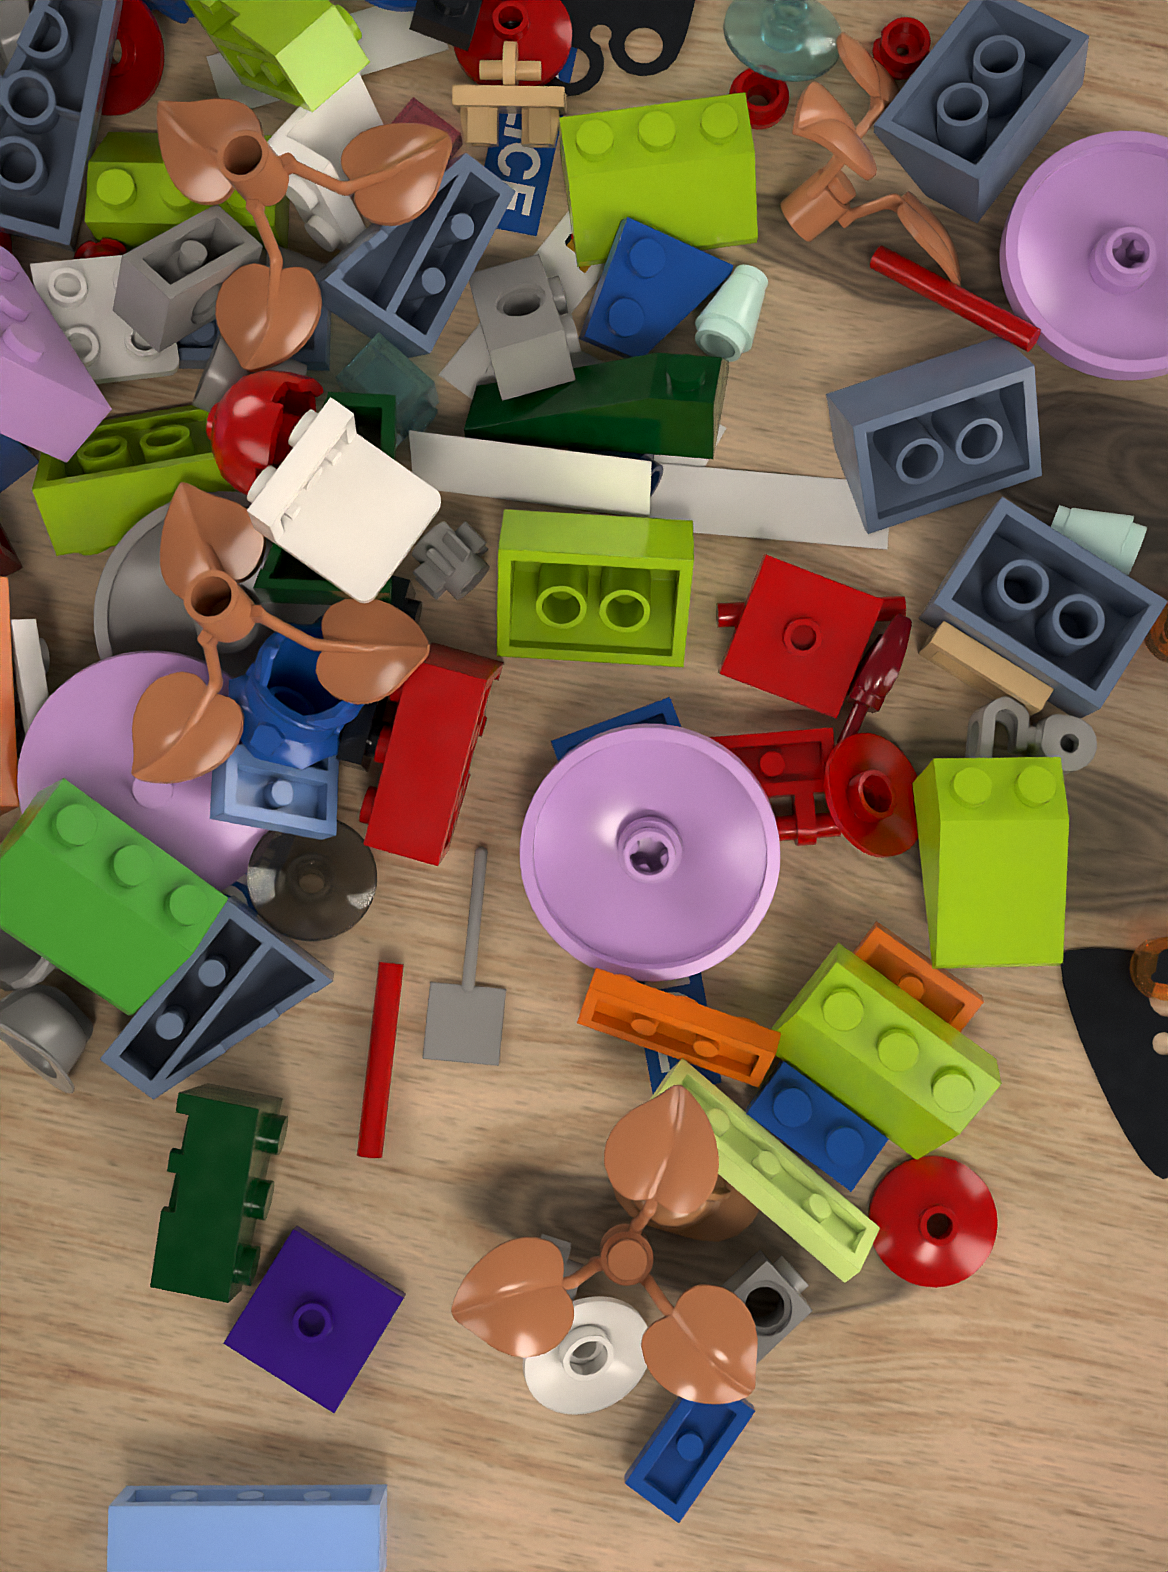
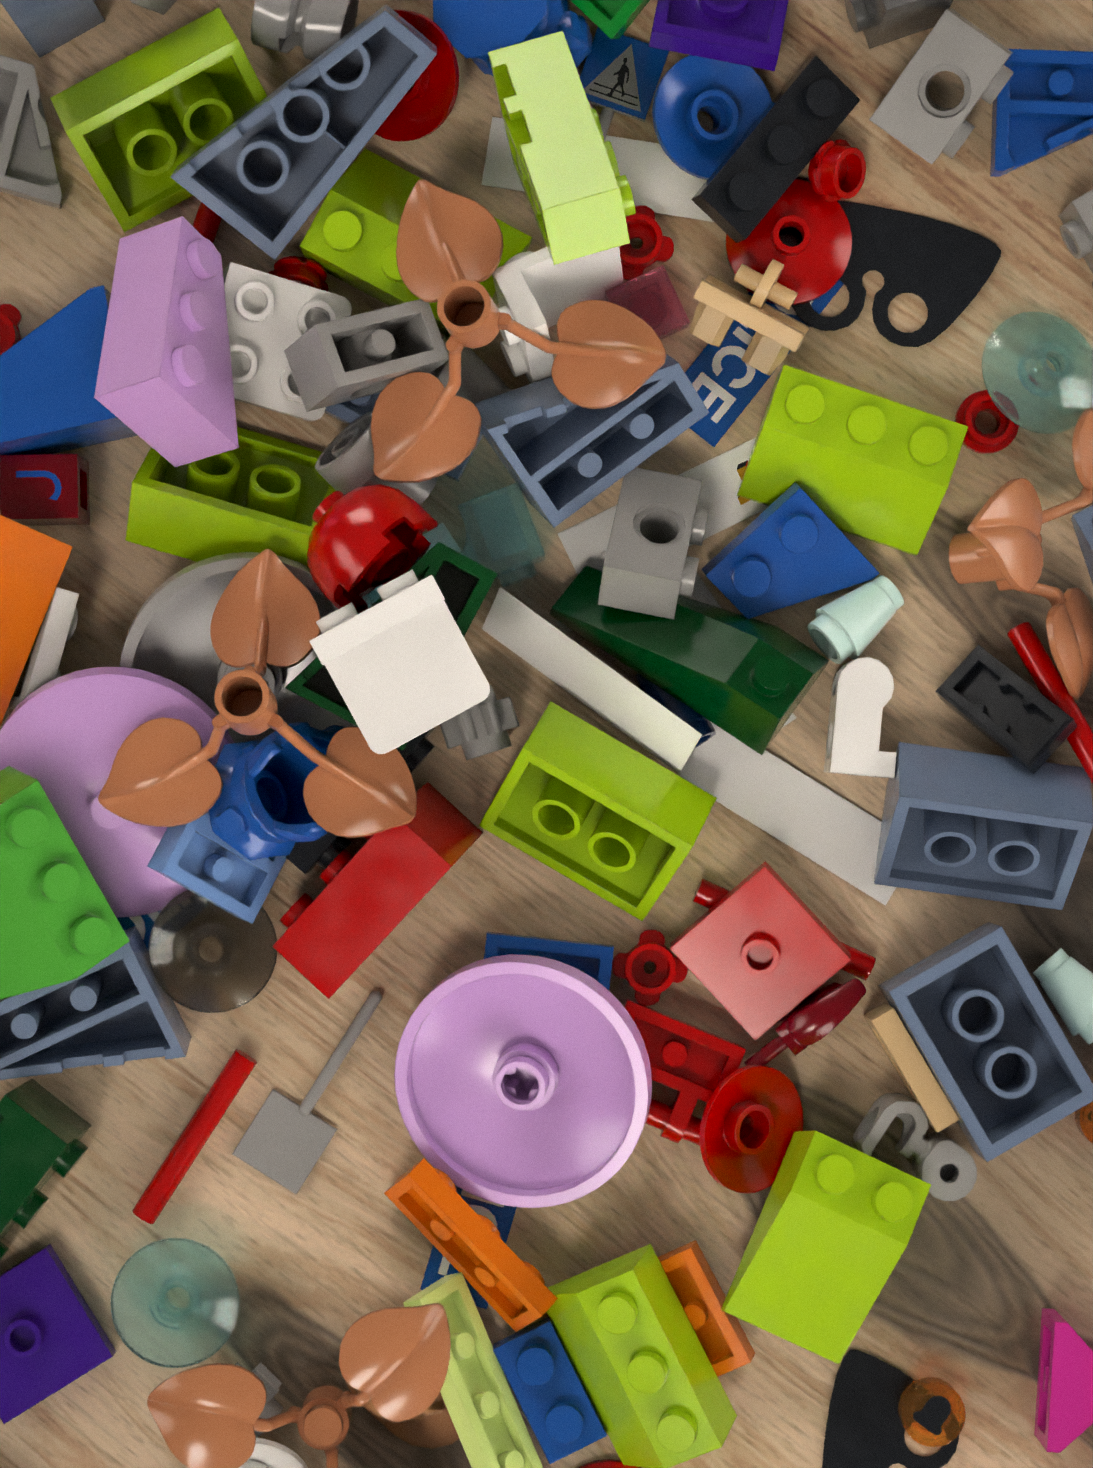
camera: 25 degrees right, 5 degrees up
(387, 79) = (654, 248): none -> red plate
(414, 1244) = (156, 1328): none -> clear light blue dish
(727, 696) = (631, 967): none -> red plate
(780, 398) = (855, 720): none -> white leg
(904, 322) = (1006, 709): none -> black plate

